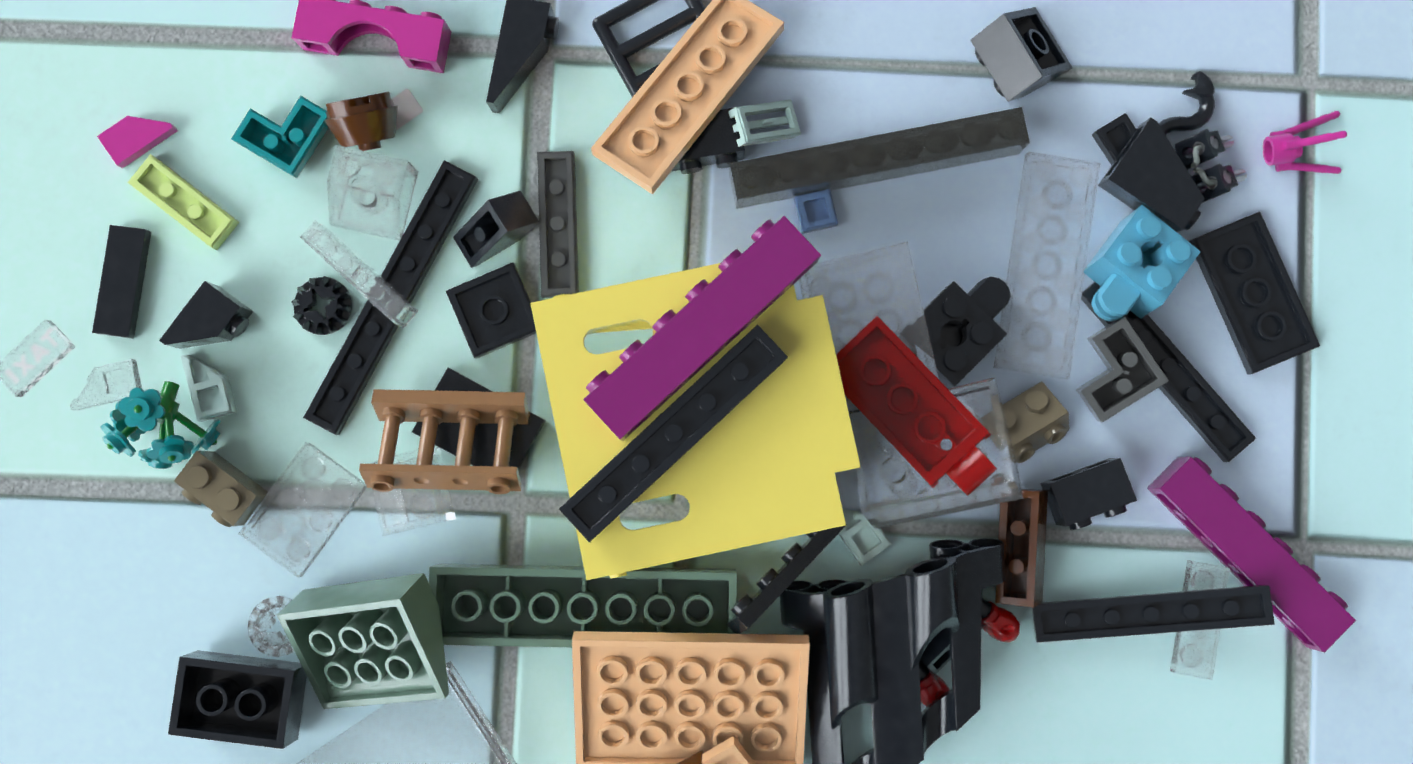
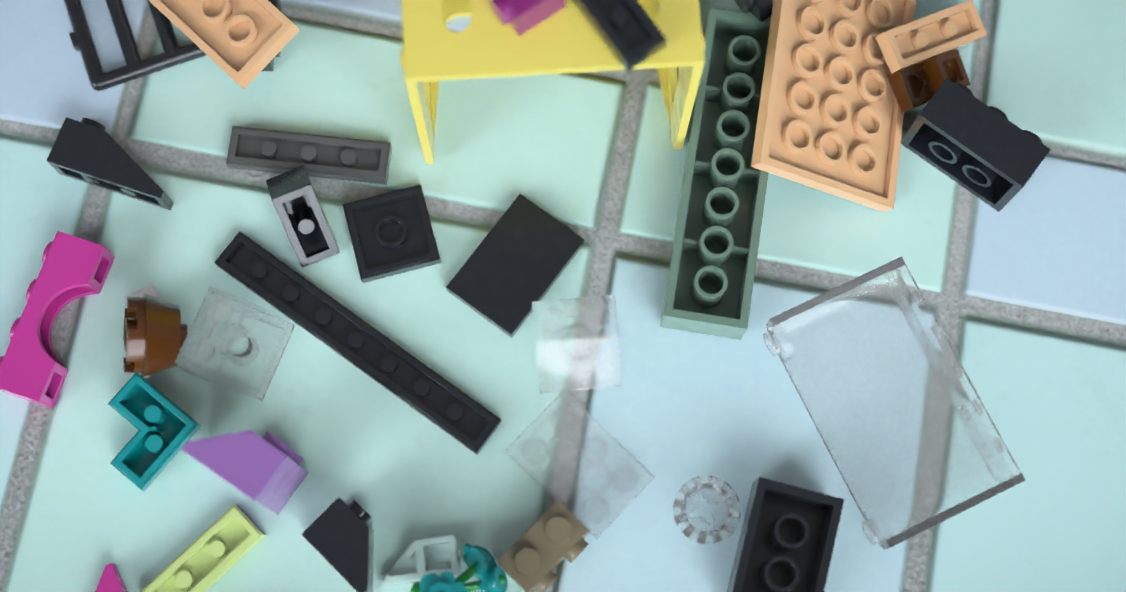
camera: 85 degrees left, 10 degrees down
(245, 224) = (254, 465): none -> medium lavender slope
(336, 312) = (369, 427): black gear -> none
(359, 274) = (324, 365): clear piece -> none
(369, 641) = (737, 393): sand green slope -> none
(433, 408) = (492, 274): medium nougat fence -> none

